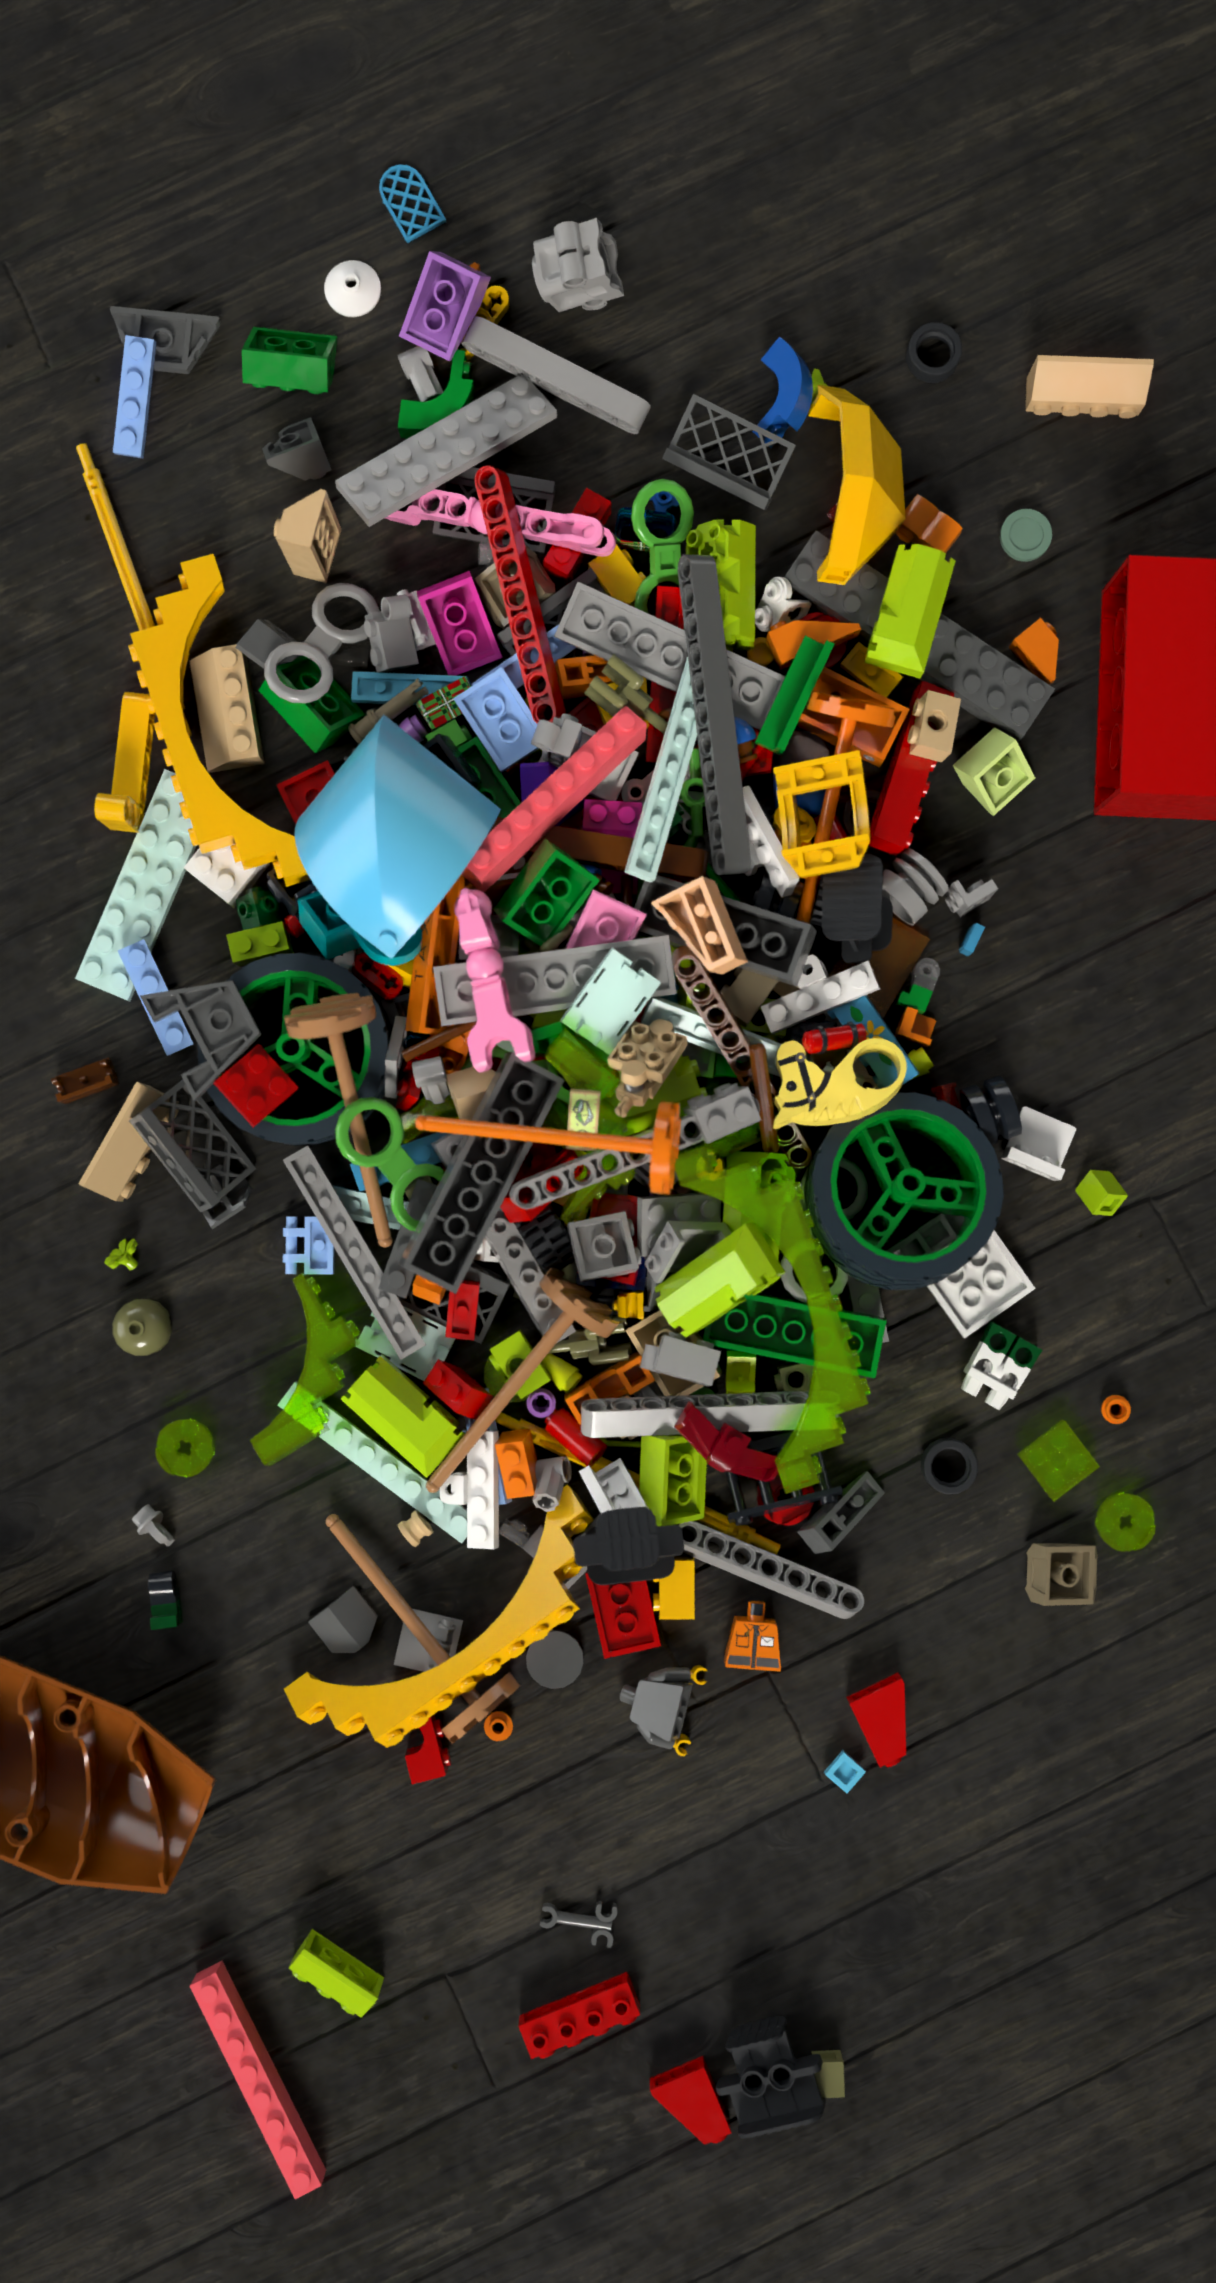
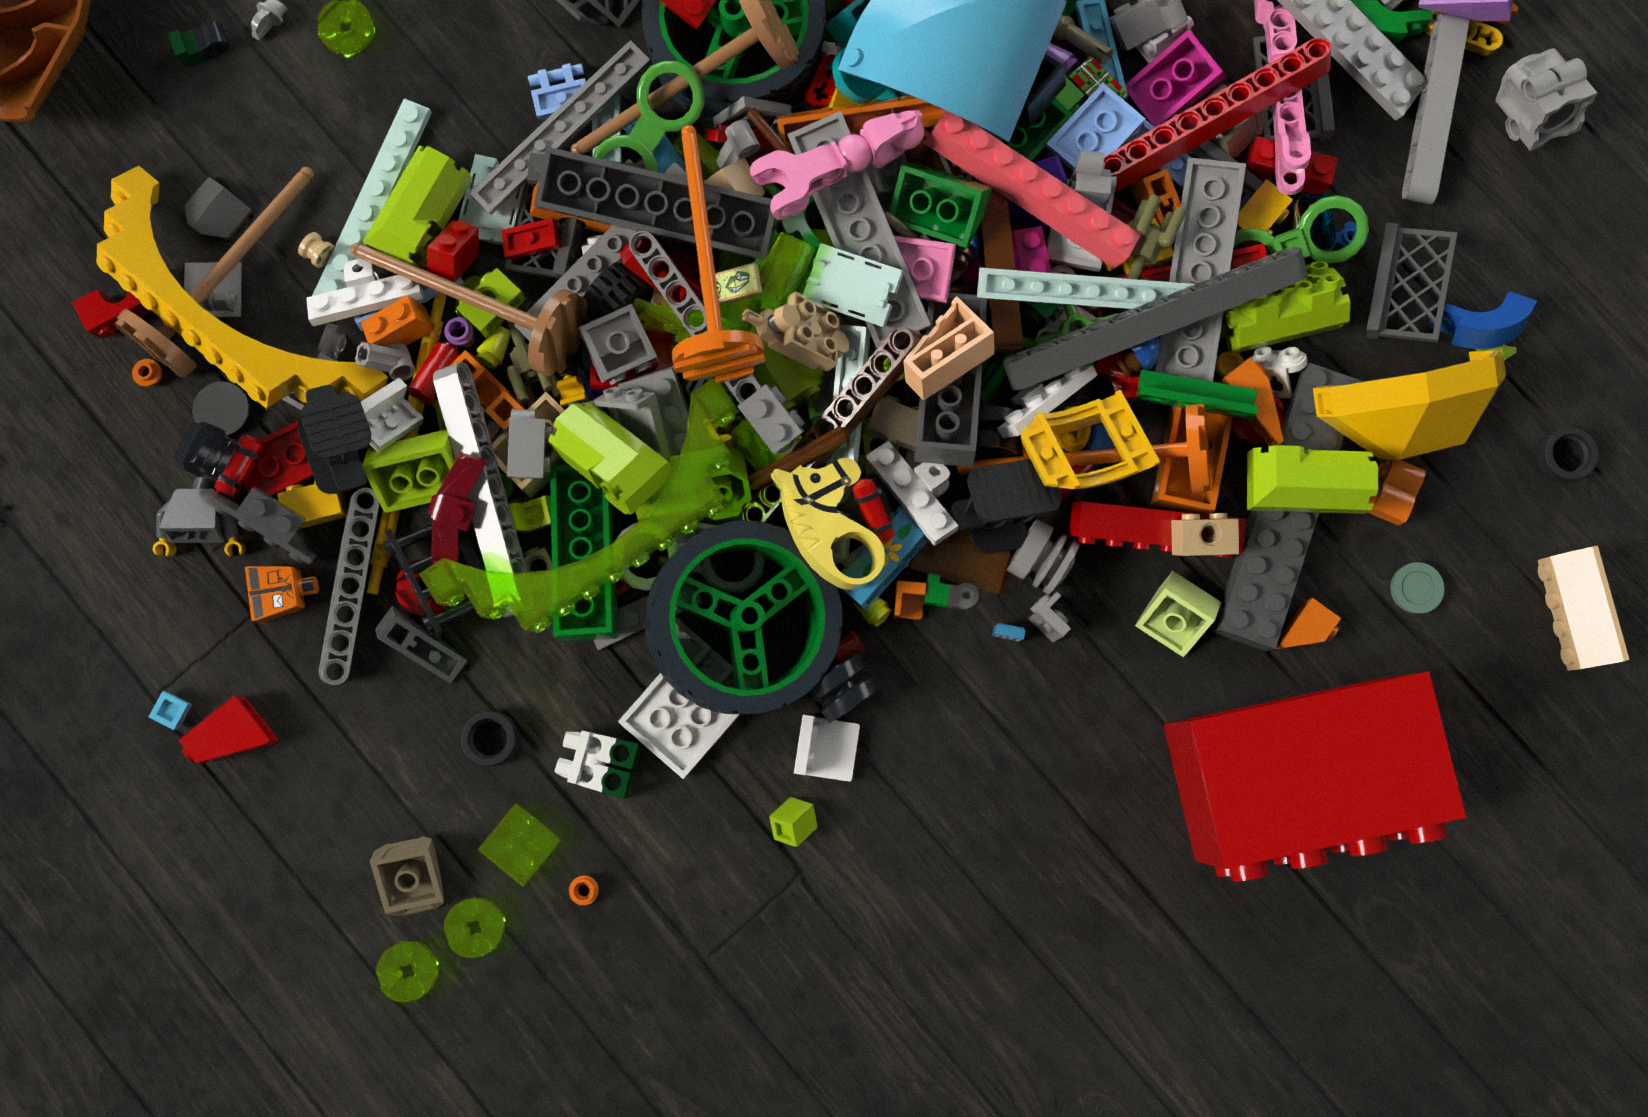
camera: 70 degrees right, 5 degrees down
(326, 1340) = (435, 124): clear neon green arch -> none
(611, 1667) = (224, 459): none -> black piece
(684, 1632) = (268, 518): none -> dark grey bracket
(872, 677) = (1235, 477): yellow plate -> none
(1134, 1595) = (415, 986): none -> clear neon green plate

